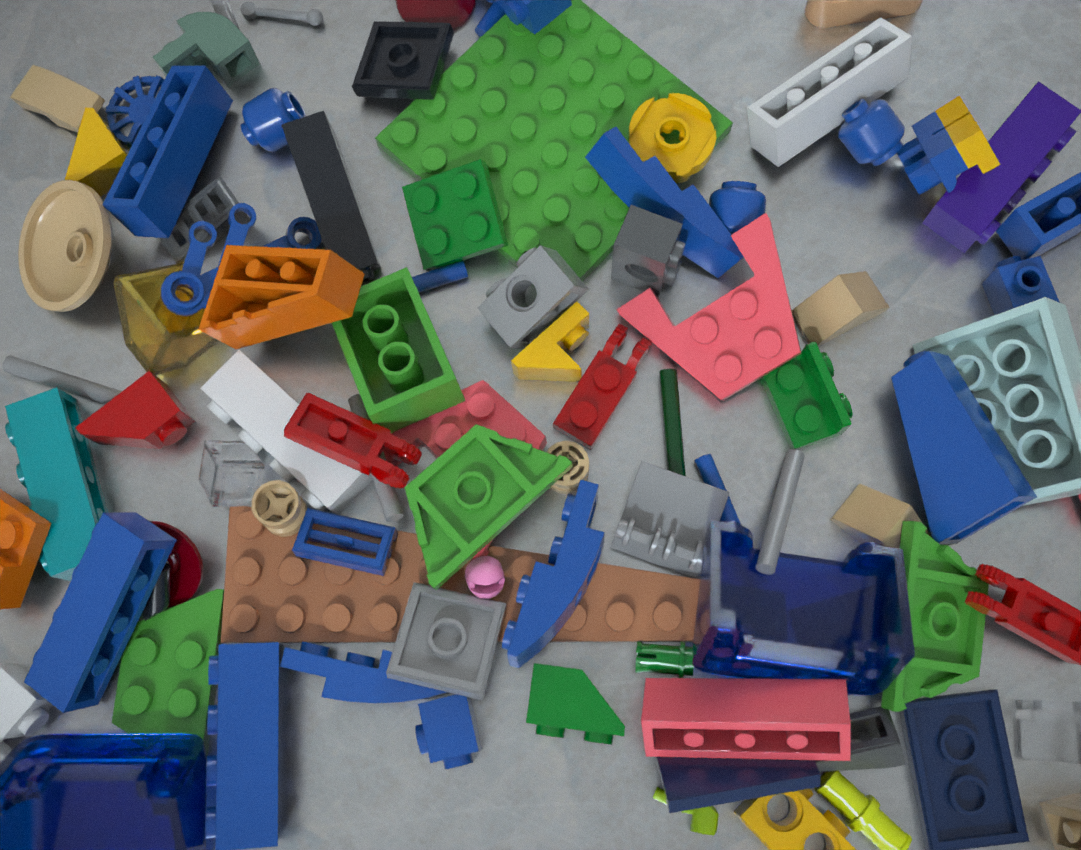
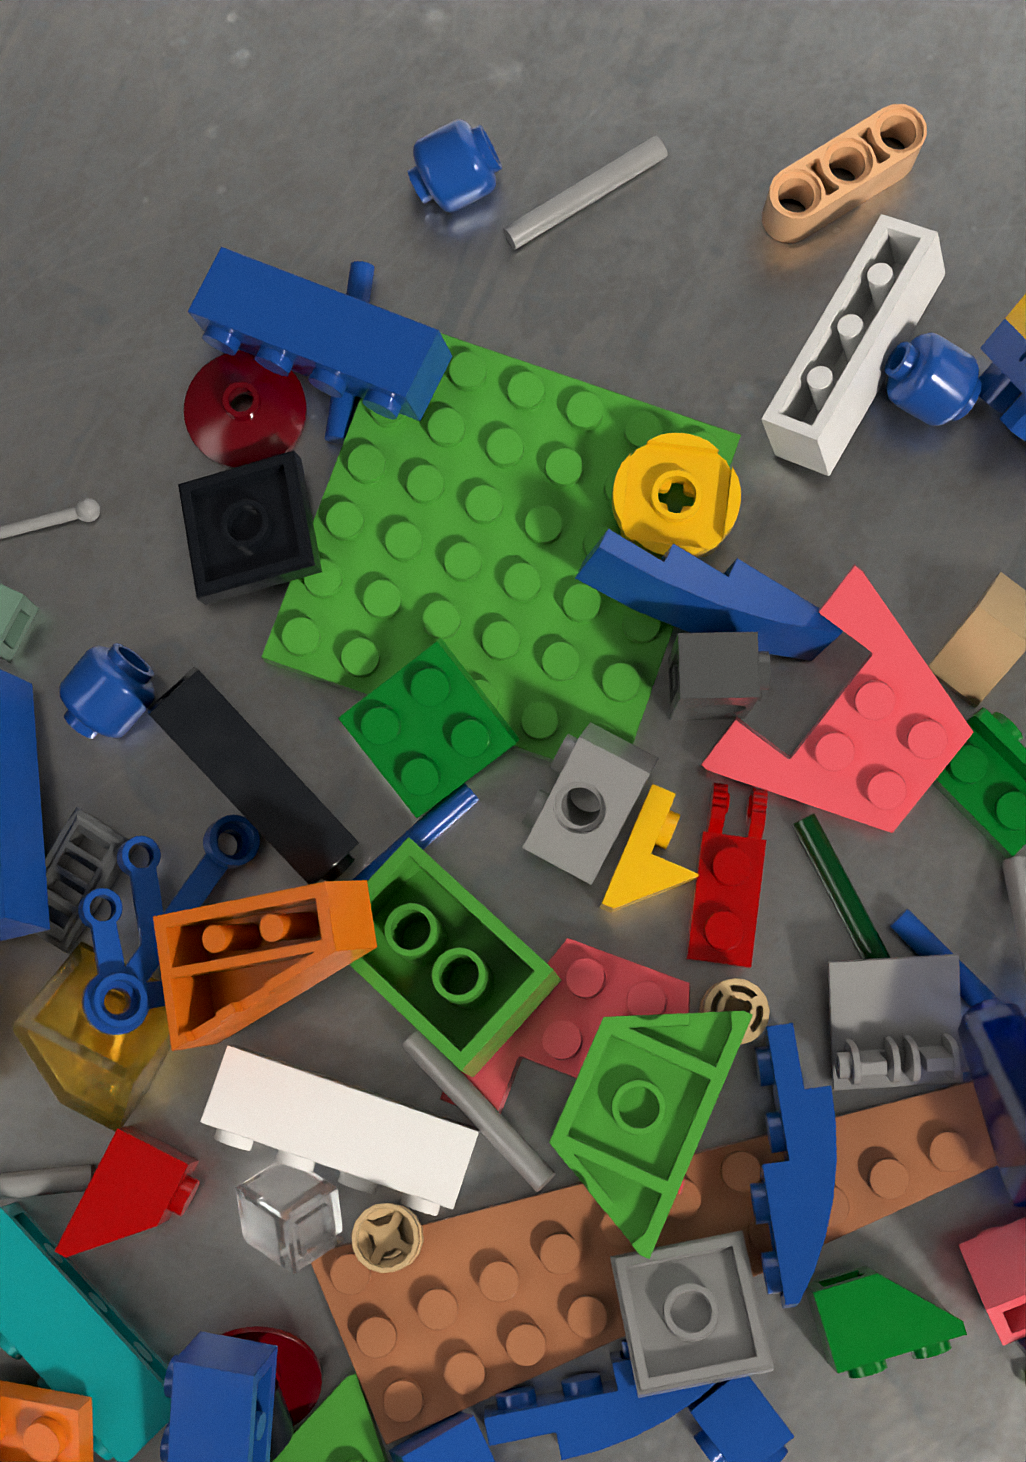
camera: 30 degrees left, 5 degrees up
(350, 440) = (442, 1108): red hinge -> none
(381, 551) = (547, 1231): blue tile -> none
(485, 577) = (701, 1209): bright pink hinge -> none
(667, 660) = (972, 1205): green pin -> none
(737, 204) = (804, 560): blue head -> none

